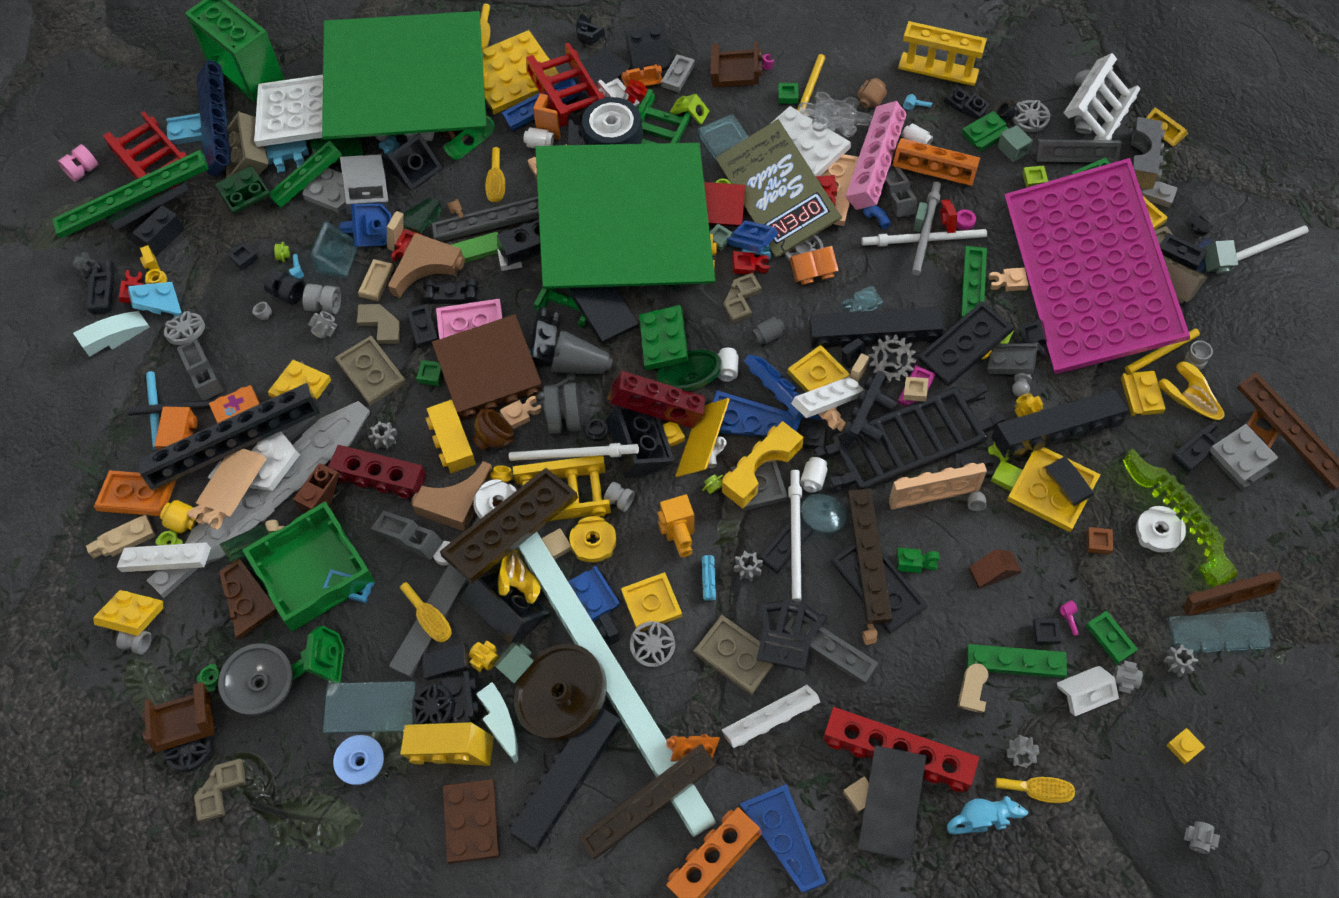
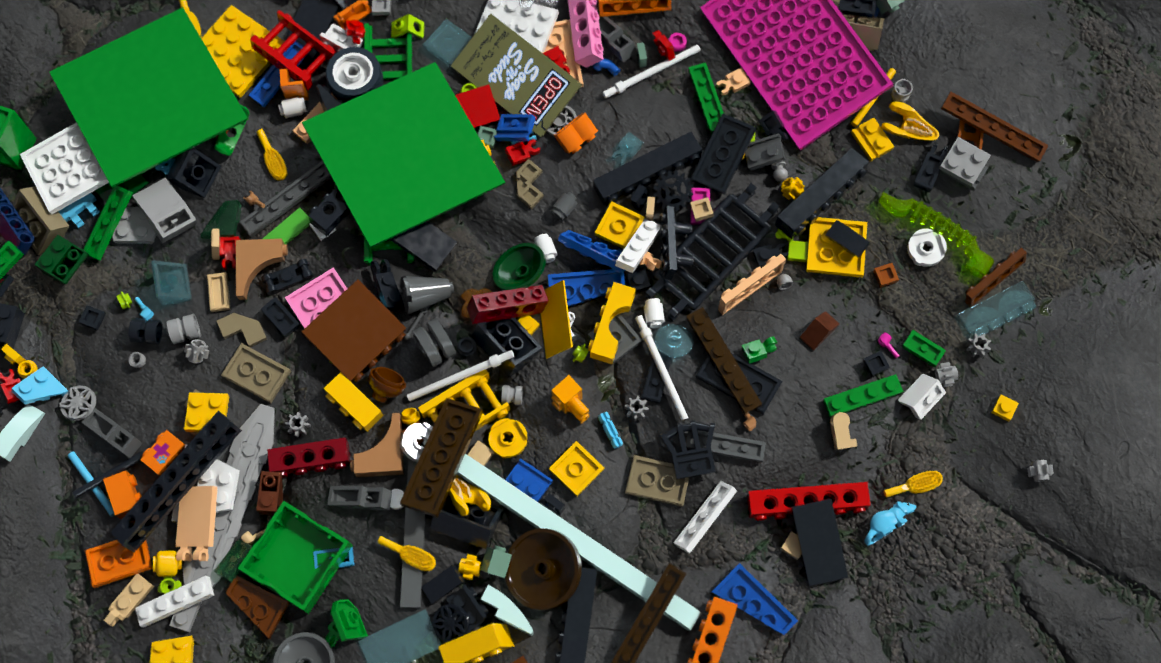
camera: 25 degrees left, 10 degrees up
(367, 224) = (190, 246): blue piece -> none
(429, 373) = (307, 355): green plate -> none
(519, 414) = (396, 359): light nougat plate -> none
(652, 644) = (592, 501): light grey wheel -> none
(663, 337) = (484, 246): green plate -> none
(682, 746) = (656, 568): orange hinge -> none
(932, 200) = (645, 36): light grey bar -> none
(1023, 751) = (895, 463): light grey gear -> none

